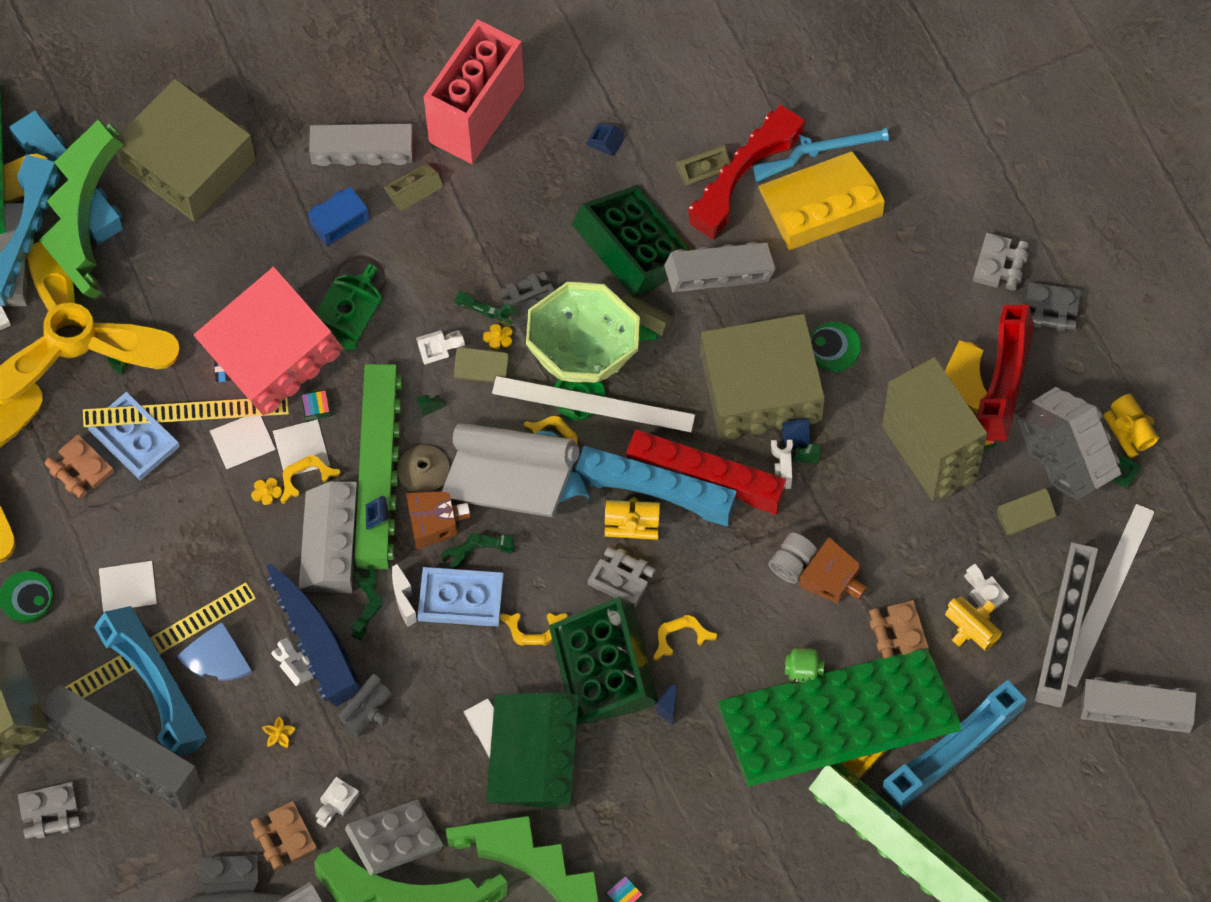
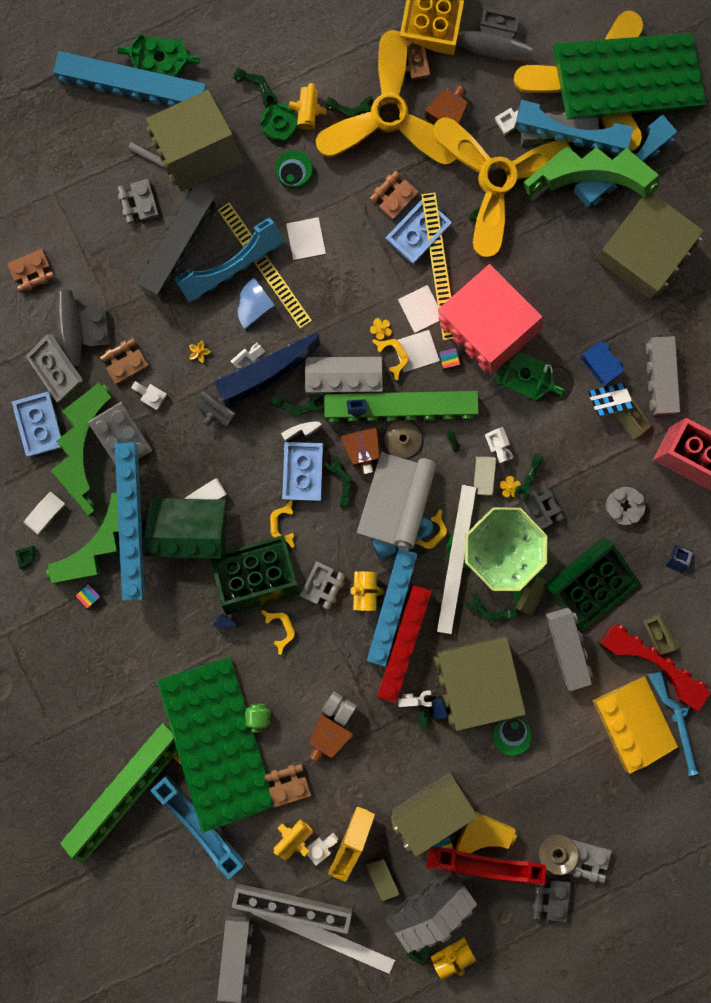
camera: 85 degrees right, 20 degrees up
(387, 207) = (610, 399): none -> sticker
(519, 816) = (129, 521): none -> dark azure brick
(531, 185) = (634, 499): none -> light grey plate
(670, 370) = (477, 606): none -> dark green piece
(980, 541) = (352, 844): none -> yellow arch
(990, 281) = (556, 864): none -> dark tan dish

